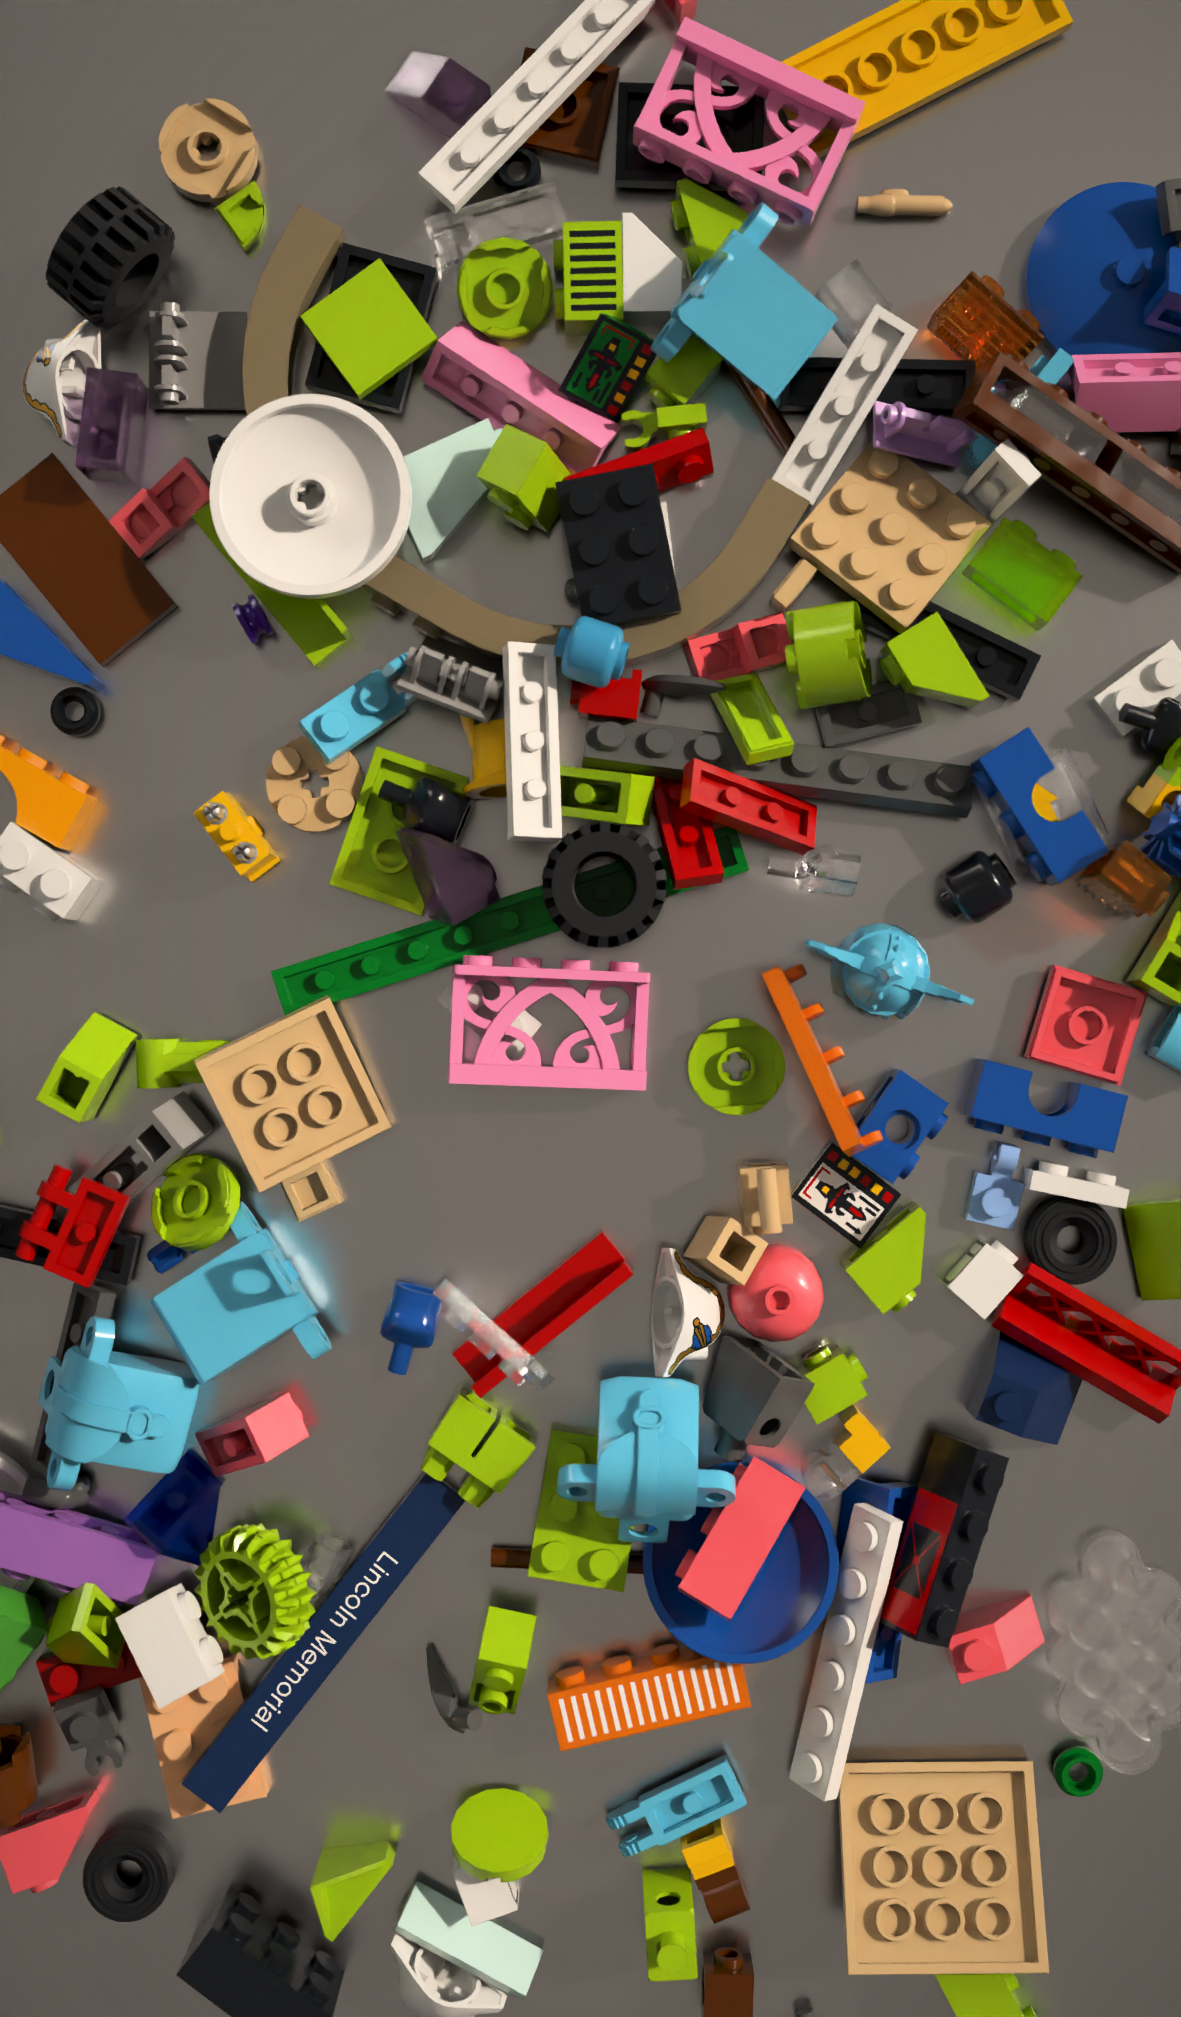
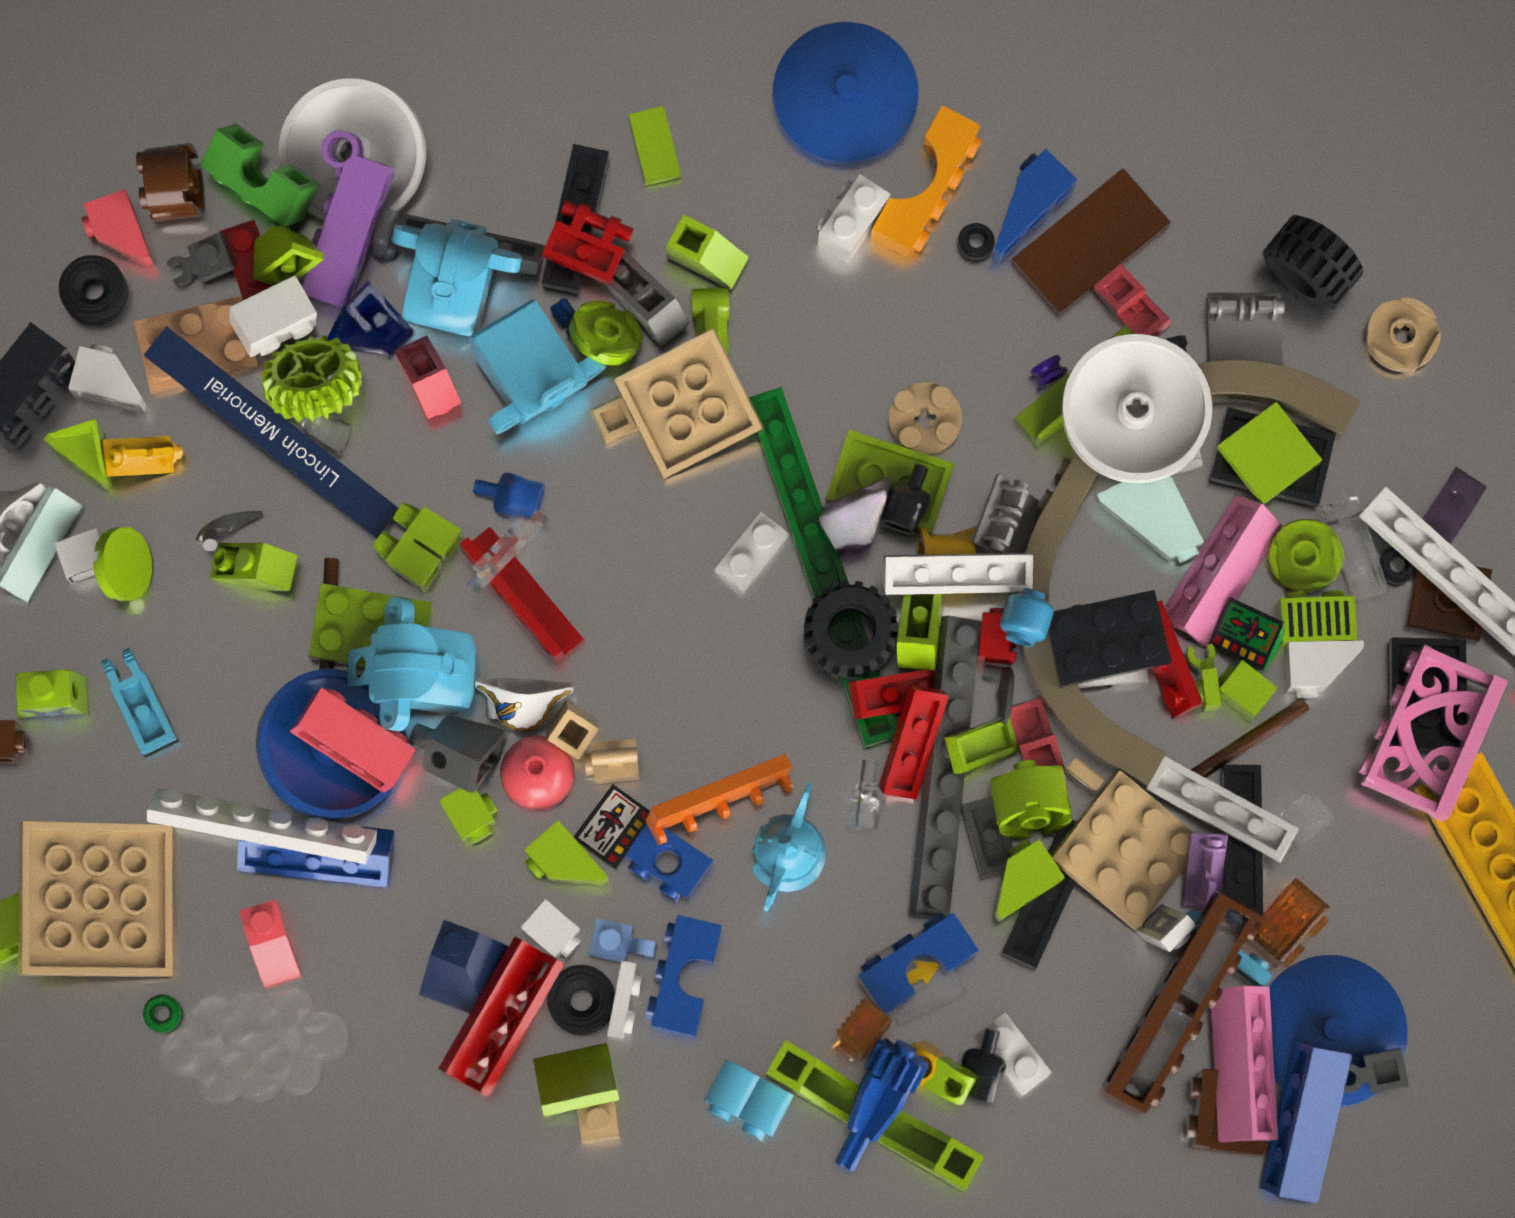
camera: 80 degrees right, 10 degrees down
(57, 378) = (1222, 231): white hat -> none
(112, 426) = (1189, 265): clear purple brick -> none
(237, 836) = (883, 361): yellow piece -> none
(244, 215) = (1356, 362): lime tile -> none
(248, 1857) = (102, 379): none -> white slope
(354, 1813) = (140, 455): none -> yellow hinge
(357, 712) = (978, 447): medium azure hinge -> none
(523, 478) = (1157, 566): lime brick -> none
(601, 1067) = (716, 550): bright pink fence -> none
(642, 1695) = (228, 674): orange brick -> none
(705, 220) = (1352, 715): lime slope -> none
(715, 1871) = (88, 731): leg -> none
(748, 310) = (1287, 732): medium azure piece -> none
(756, 1084) = (727, 723): lime plate -> none
(845, 1458) = (416, 834): leg -> none
(899, 202) = (1385, 858): tan piece -> none
(942, 1539) = (349, 897): black brick -> none
(977, 886) = (855, 922): black head -> none
(1023, 573) = (1100, 953): clear neon green brick -> none
(1085, 1025) = (749, 1009): coral plate -> none

